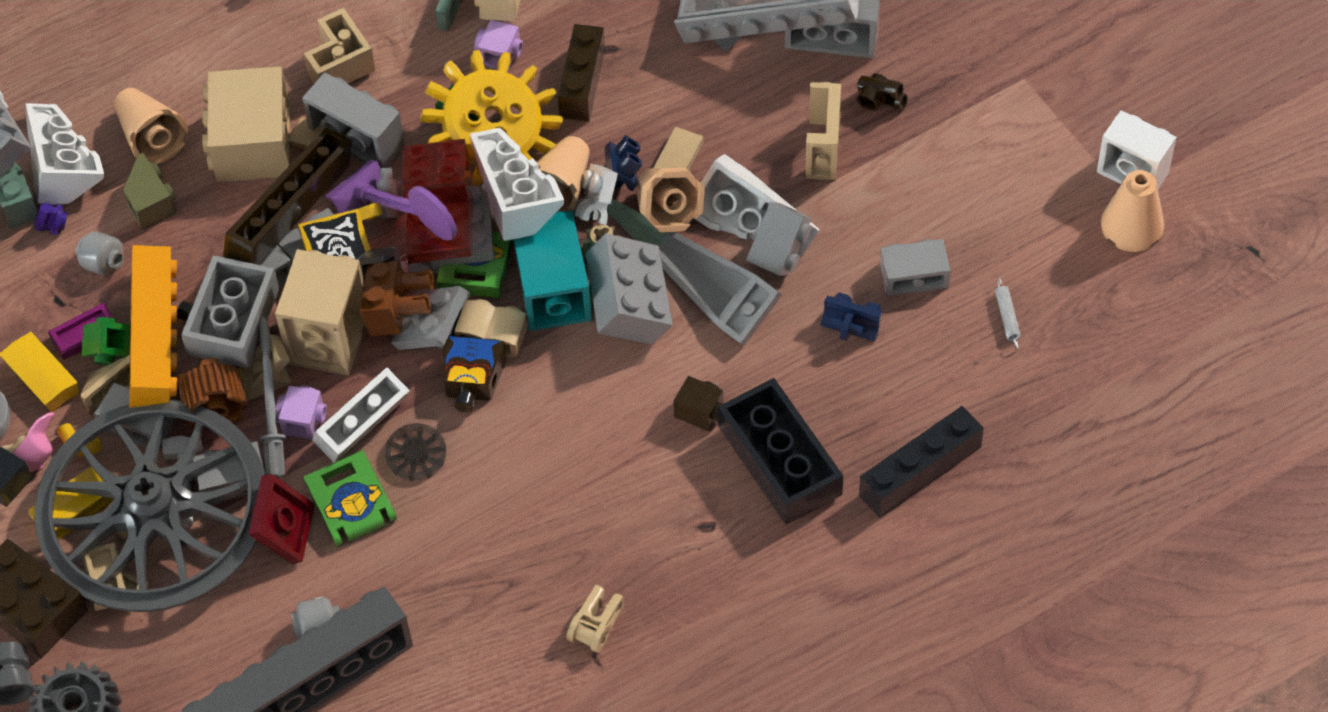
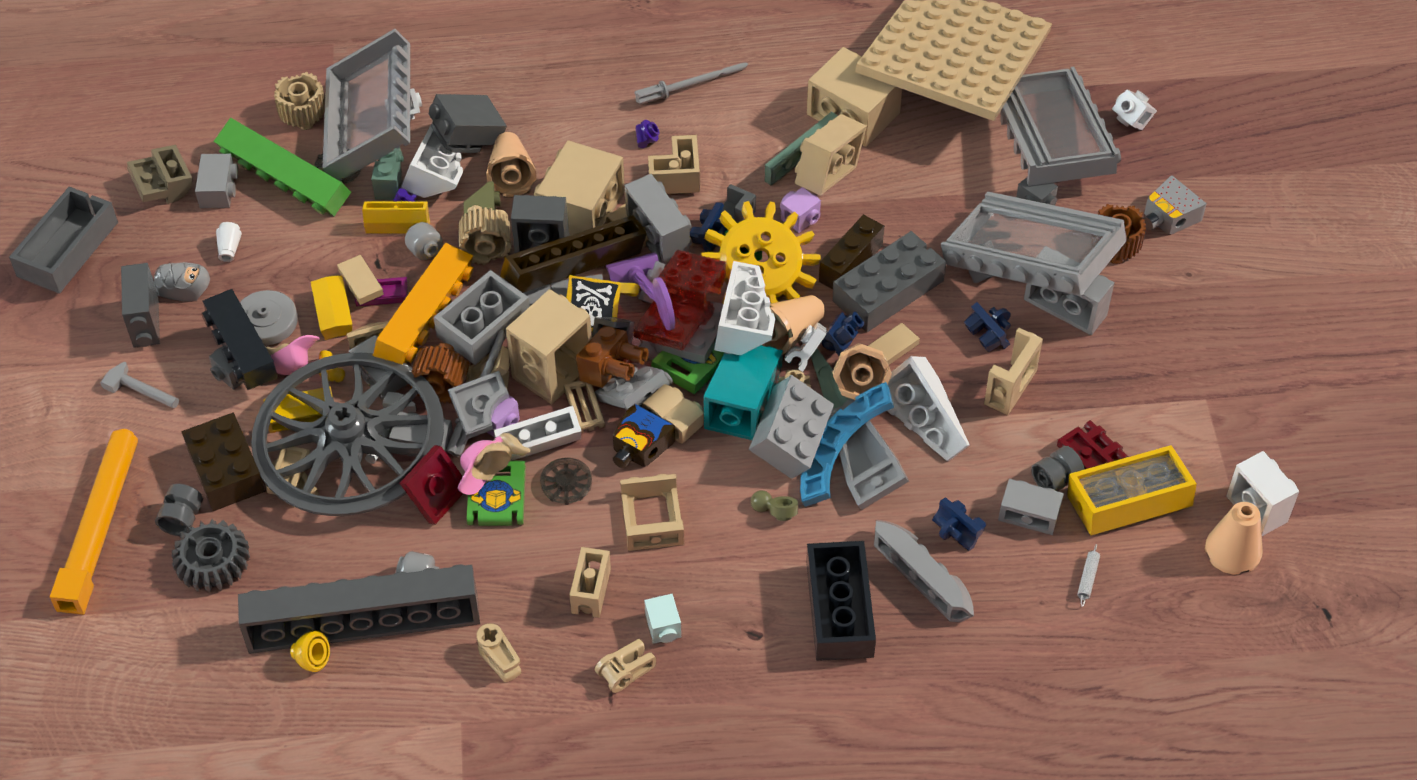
camera: 25 degrees right, 5 degrees down
(50, 239) = (393, 216): none -> yellow piece
(53, 327) = (360, 279): none -> tan tile
(69, 96) = (465, 122): none -> dark grey brick
(105, 340) = (386, 301): green brick -> none
(169, 216) = (485, 234): none -> tan brick
(232, 182) = (538, 220): none -> dark grey brick
(276, 408) = (477, 401): none -> light grey tile
(278, 27) = (646, 133): none -> dark purple plate
(325, 464) = (487, 458): none -> tan hair
(377, 368) = (589, 424): none -> tan tile
(415, 99) = (709, 220): none -> dark blue hips
(426, 66) = (735, 200): none -> dark grey panel
(458, 668) = (498, 652): none -> tan piece
(511, 548) = (589, 583): none -> tan brick
(544, 470) = (655, 534): none -> tan window
(607, 552) = (663, 619): none -> light aqua brick
(638, 85) = (889, 280): none -> dark grey piece
(662, 380) = (780, 507): none -> olive plate
(678, 267) = (839, 428): none -> dark azure tile
(698, 403) = (796, 534): dark brown brick -> none
(779, 98) = (981, 319): none -> dark blue hips
(780, 239) = (931, 438): light grey brick -> none
(842, 382) = (927, 575): none -> light grey brick
(880, 90) = (1079, 360): dark brown plate -> none
(921, 216) = (1055, 470): none -> dark grey wheel
(921, 461) = (950, 658): black brick -> none
(939, 187) = (1085, 445): none -> dark red plate
(1005, 206) = (1131, 490): none -> yellow brick

